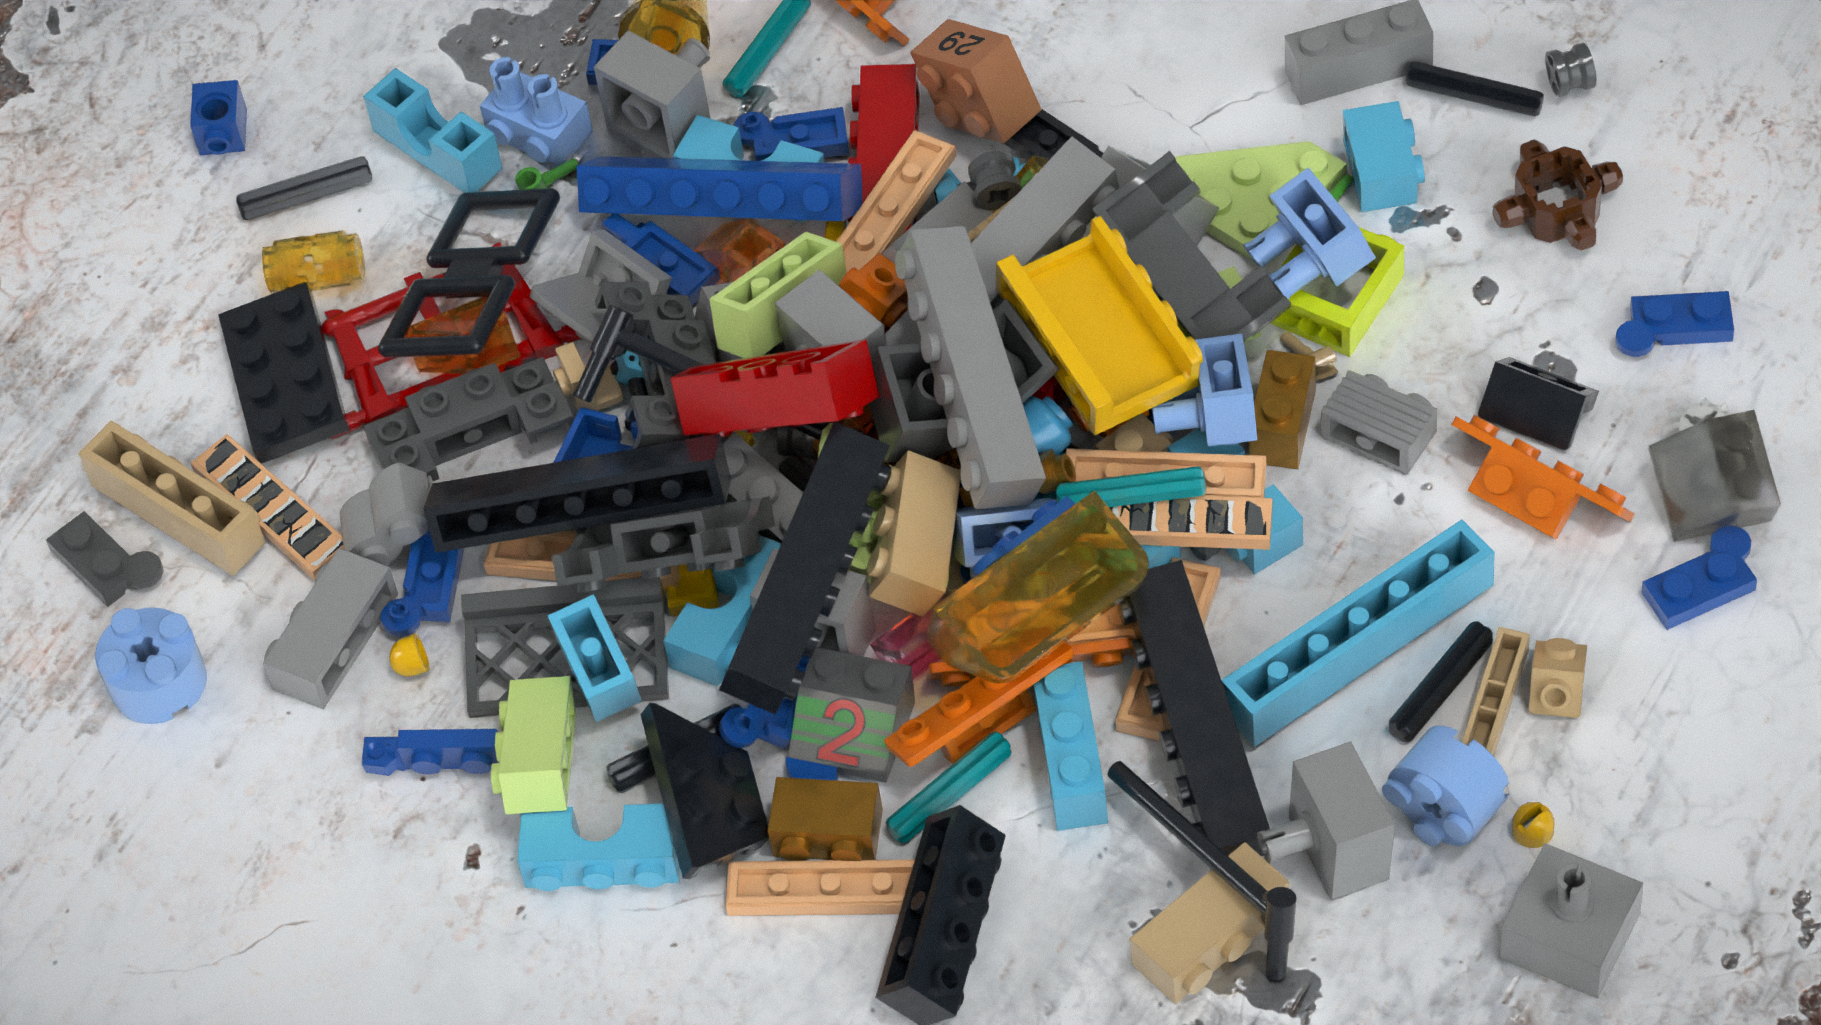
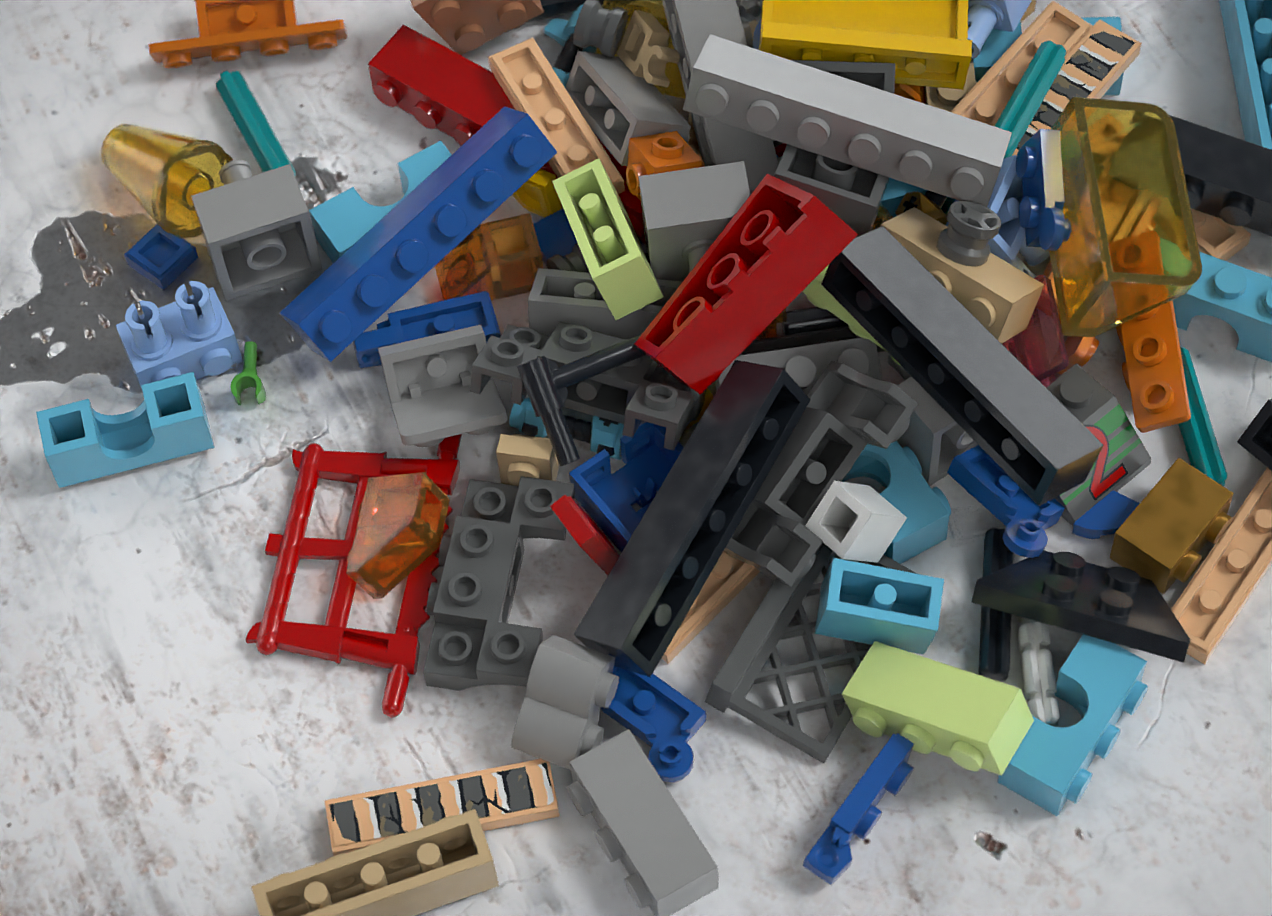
camera: 60 degrees left, 5 degrees up
(283, 372) = (292, 710): black plate -> none
(304, 188) = (75, 581): black axle -> none
(336, 251) = (201, 598): clear yellow piece -> none
(409, 656) = (725, 775): yellow hinge -> none
(469, 273) = (333, 483): black bar -> none
(526, 437) = (586, 533): none -> red tile
(603, 825) = (1038, 672): none -> white axle
(647, 597) = (856, 521): none -> white brick
(815, 130) = (376, 168): blue hinge -> none
(938, 509) = (968, 233): none -> dark grey wheel

